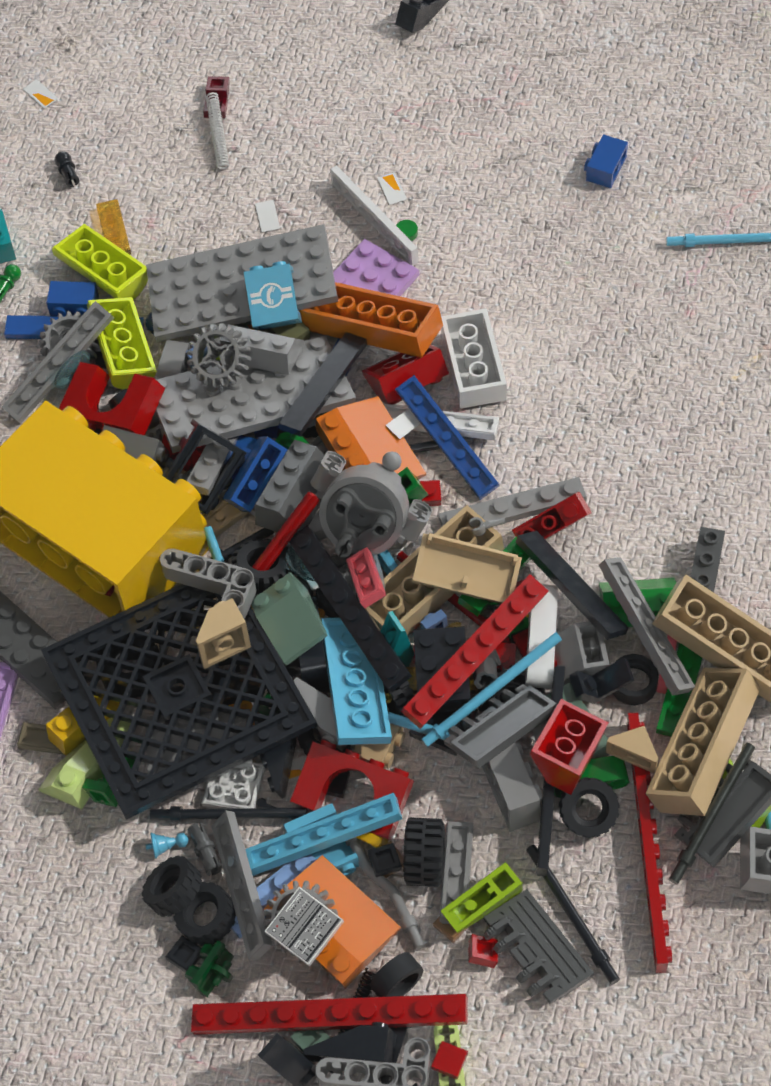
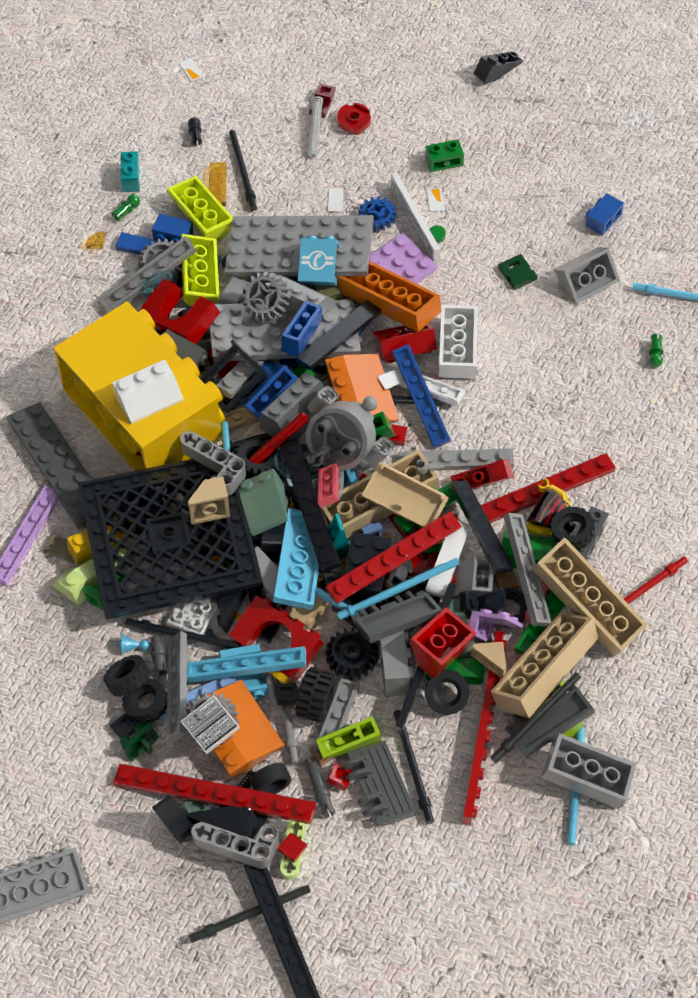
camera: 10 degrees right, 0 degrees up
(105, 511) = (147, 391): none -> white slope
(157, 231) = (249, 193): none -> black bar
(262, 120) = (357, 125): none -> red plate
(276, 386) = (301, 328): none -> blue brick
(330, 216) = (382, 212): none -> blue gear
(388, 132) = (444, 155): none -> green brick
(447, 801) = (348, 665): none -> black gear
(467, 980) = (322, 795): none -> dark grey pin
(522, 259) = (518, 275): none -> dark green piece
(608, 239) = (587, 274): none -> light grey slope
(610, 705) = (484, 623): none -> lavender bracket
(620, 646) = (506, 580): none -> medium nougat tile
(638, 515) = (564, 480): none -> red plate
(652, 545) = (548, 505): none -> torso
(687, 542) = (573, 514): none -> black tyre
(719, 315) = (656, 351): none -> green pin

